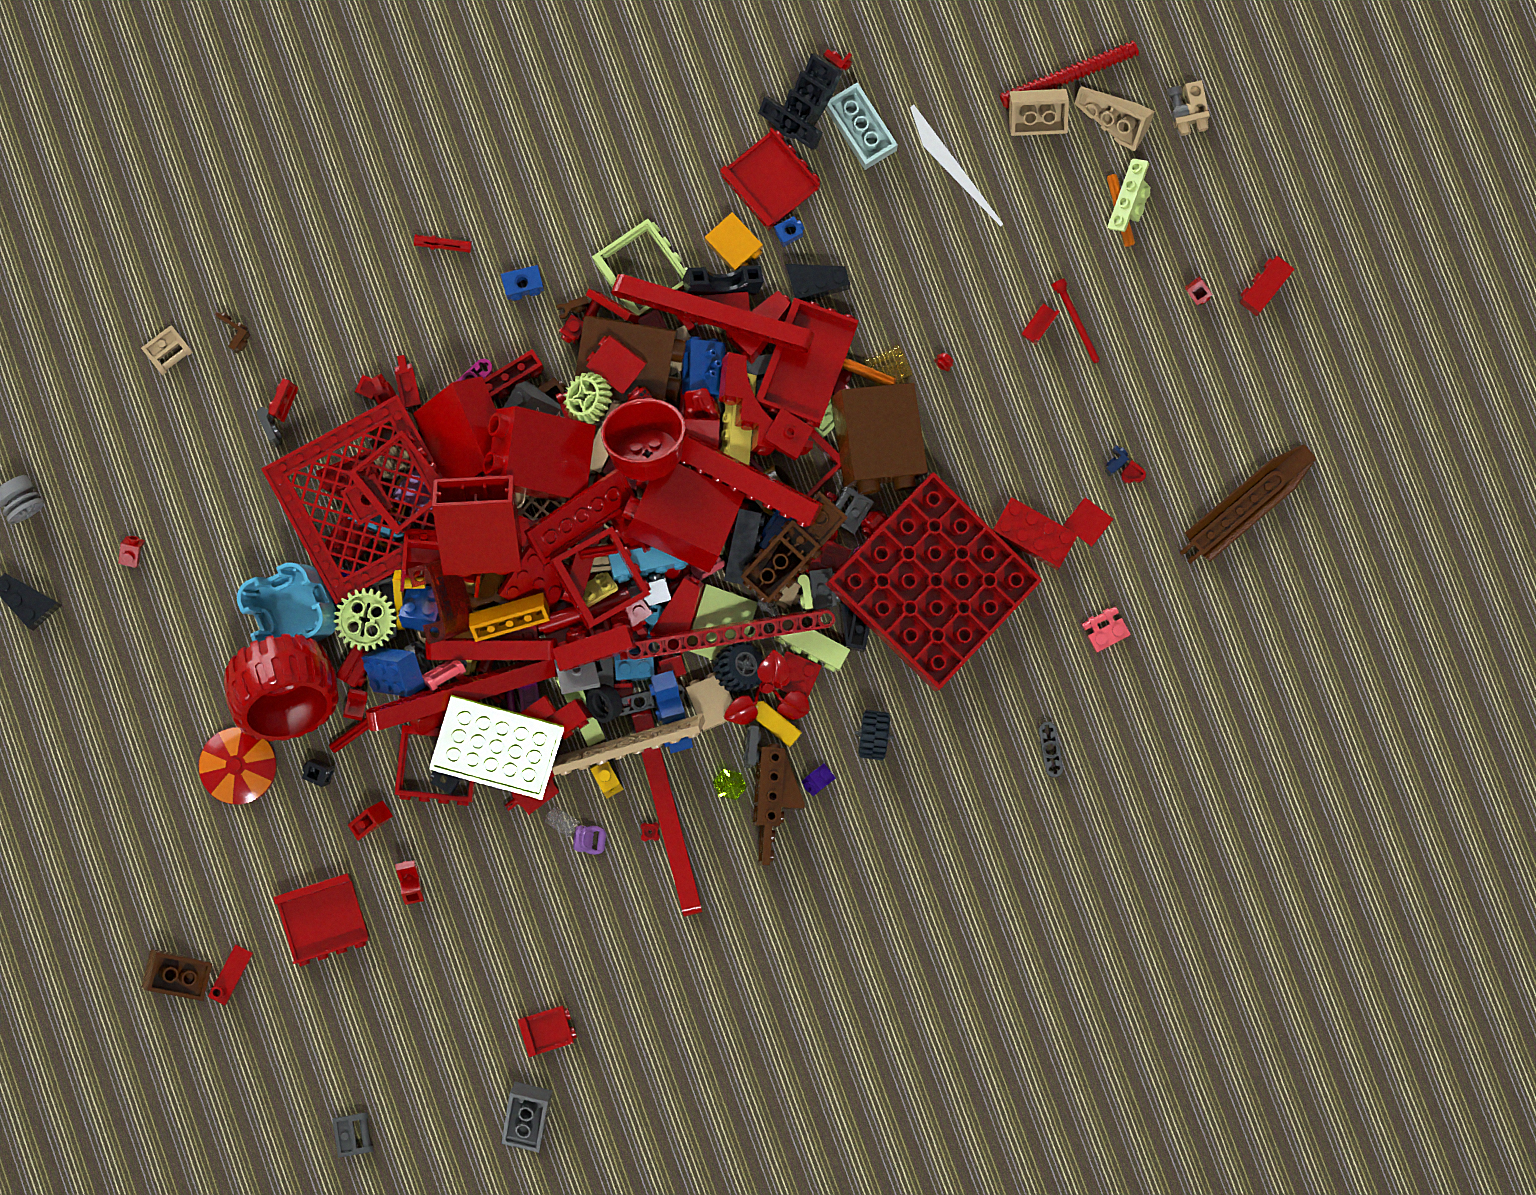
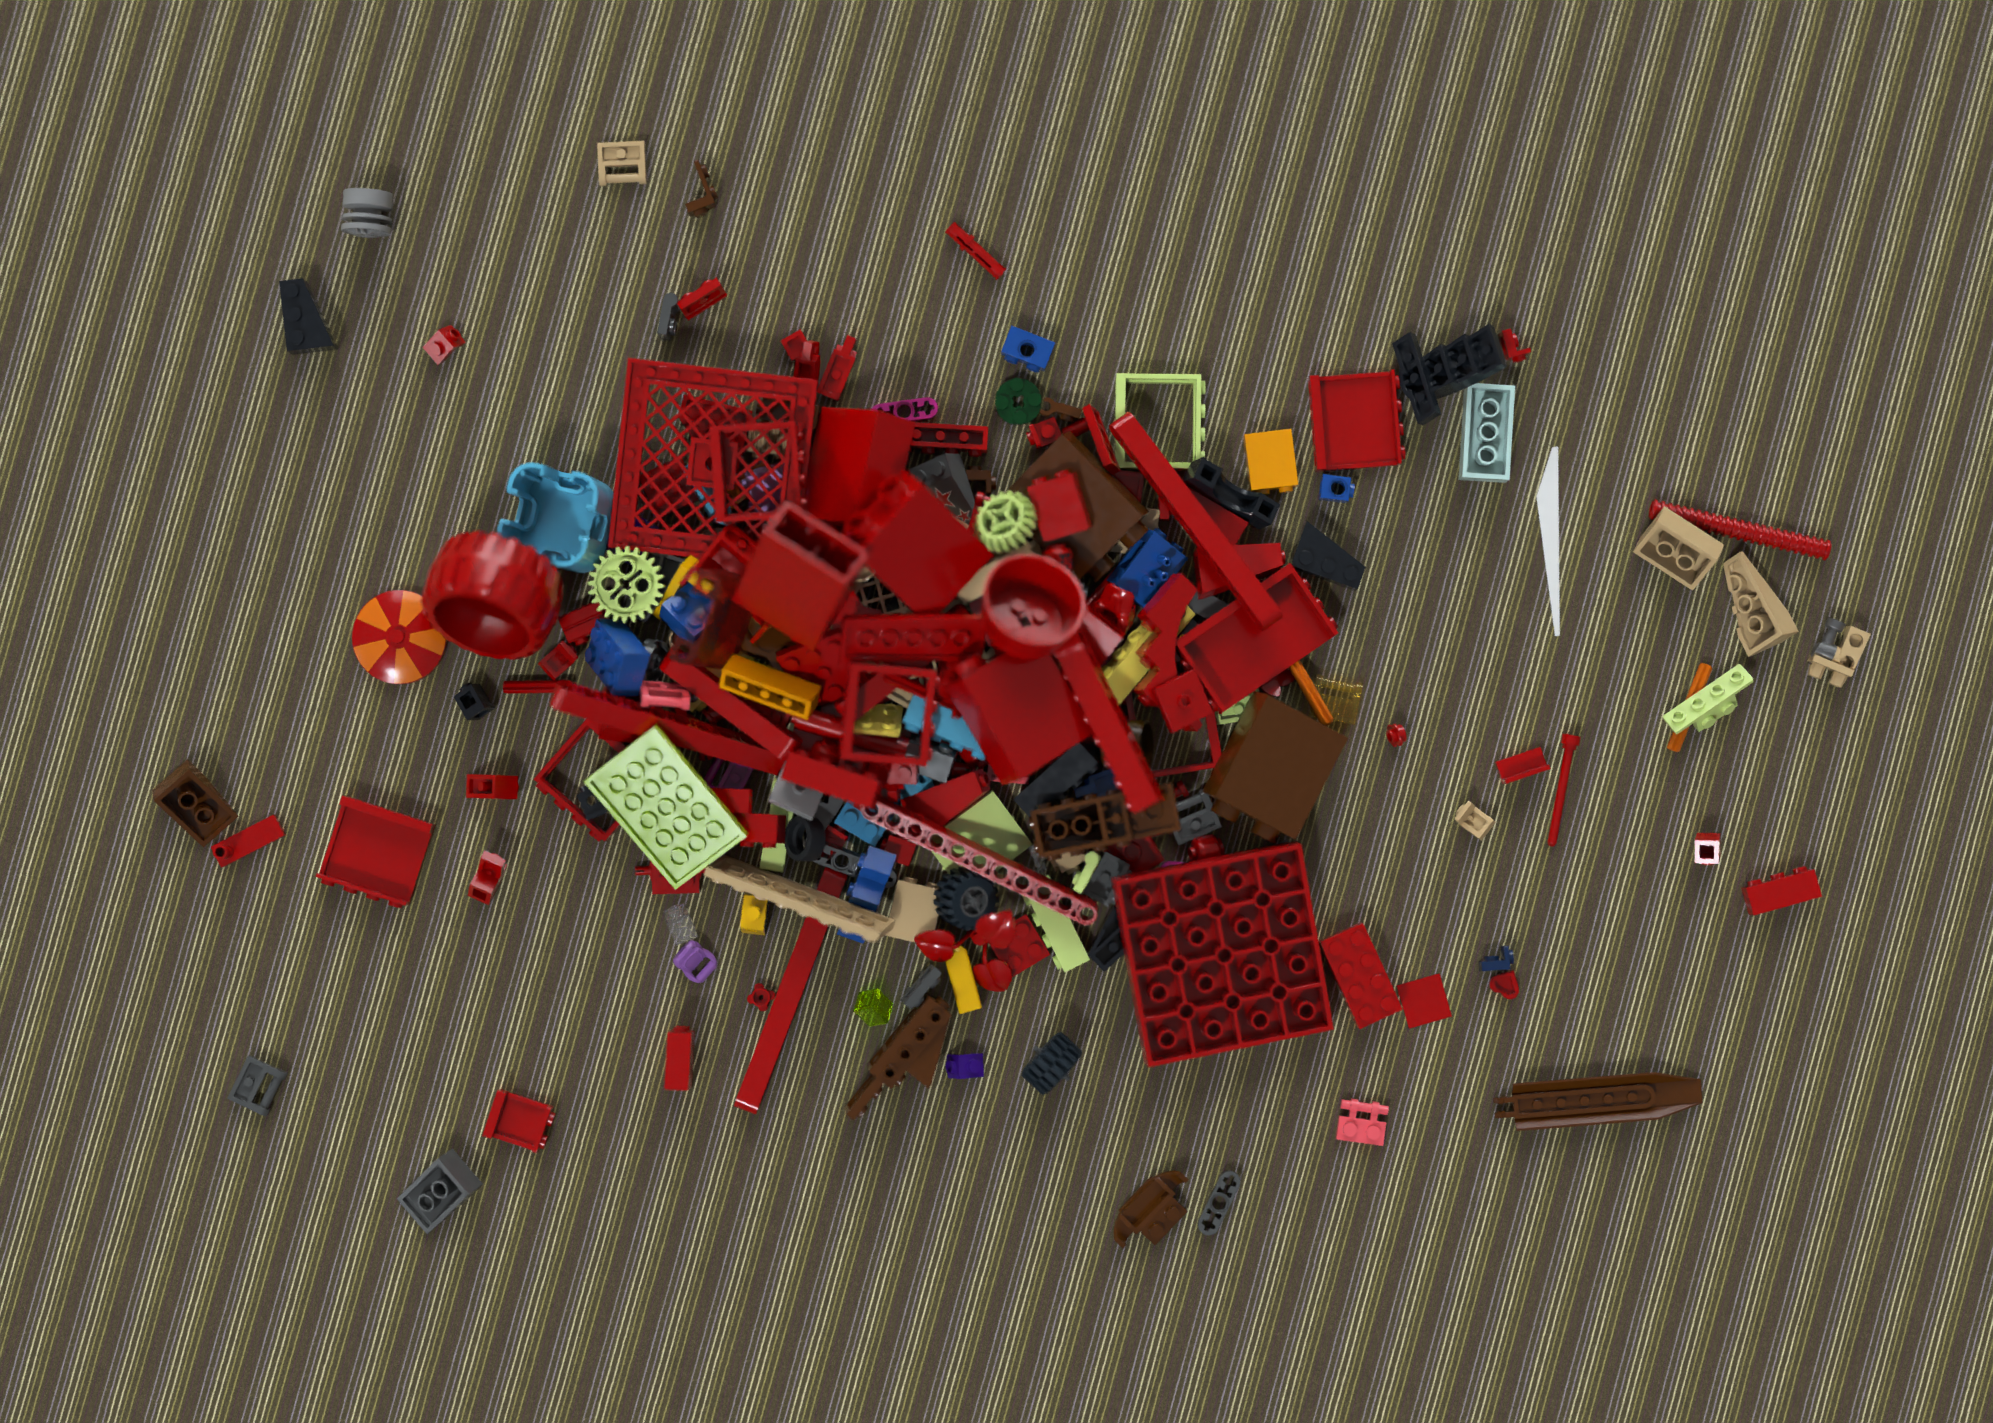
camera: 40 degrees right, 5 degrees up
(533, 329) = (1016, 388): none -> dark green plate
(624, 909) = (679, 1058): none -> red brick
(1009, 785) = (1151, 1209): none -> reddish brown plate
(1035, 381) = (1474, 820): none -> tan bracket

